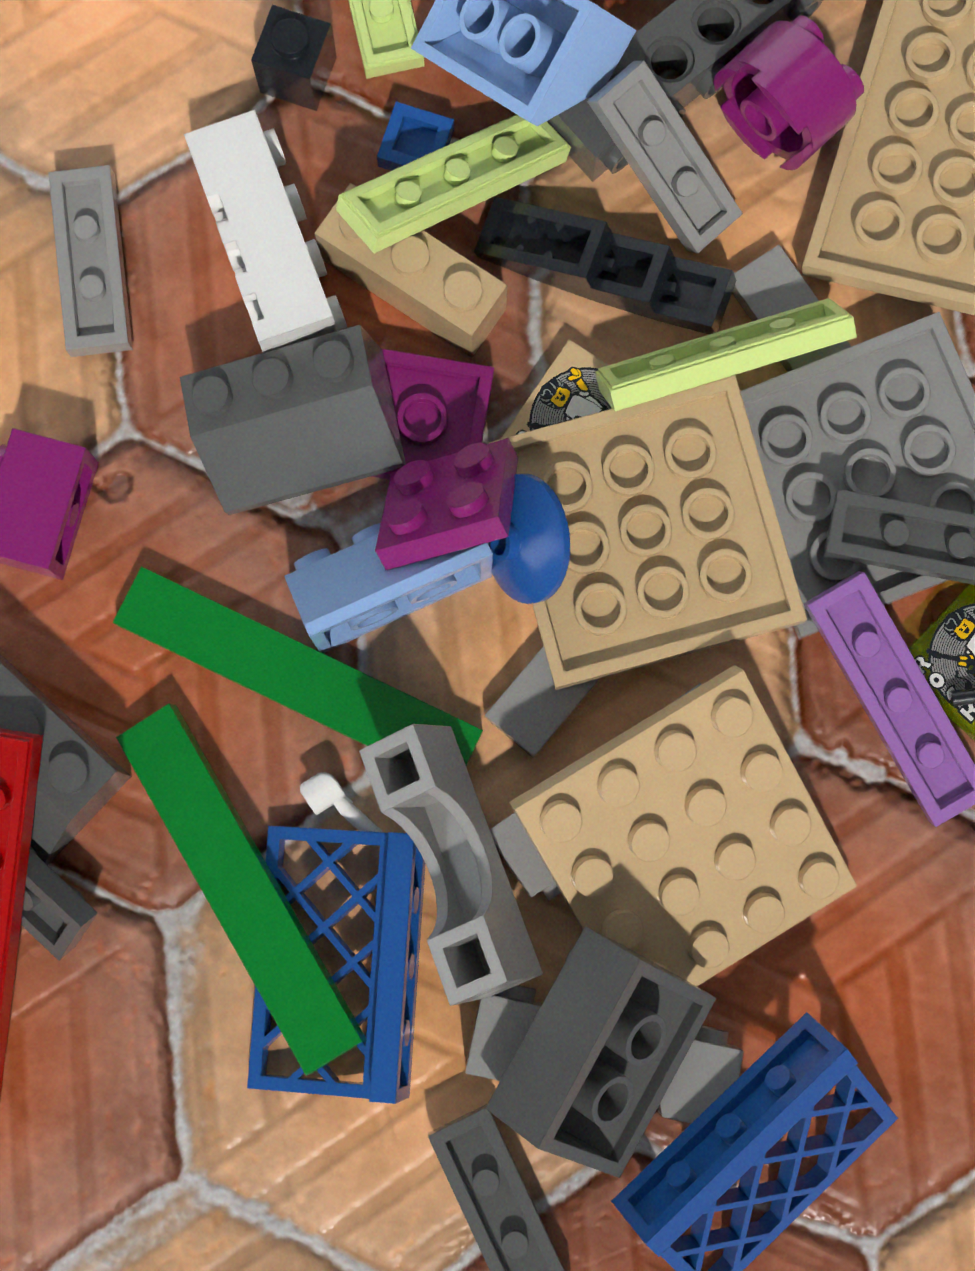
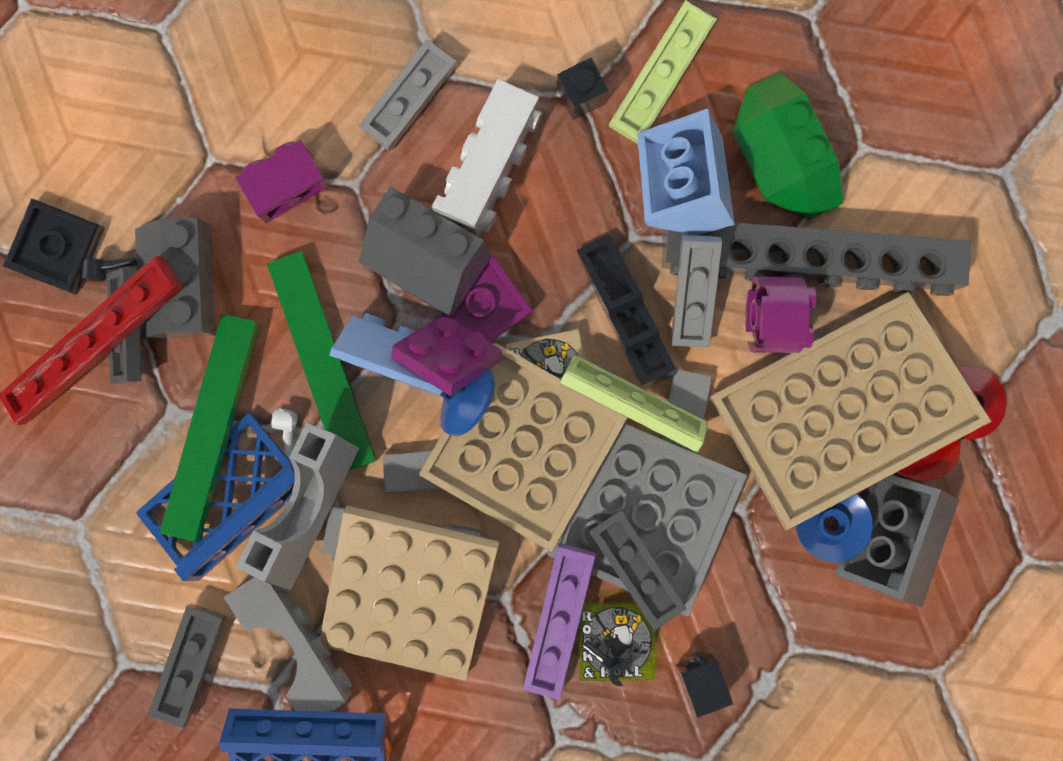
camera: 45 degrees right, 5 degrees up
(412, 135) = (598, 177): blue plate -> none
(419, 280) = (539, 233): tan brick -> none
(450, 180) = (589, 211): yellowish green tile -> none
(600, 1054) = (281, 646): dark grey slope -> none

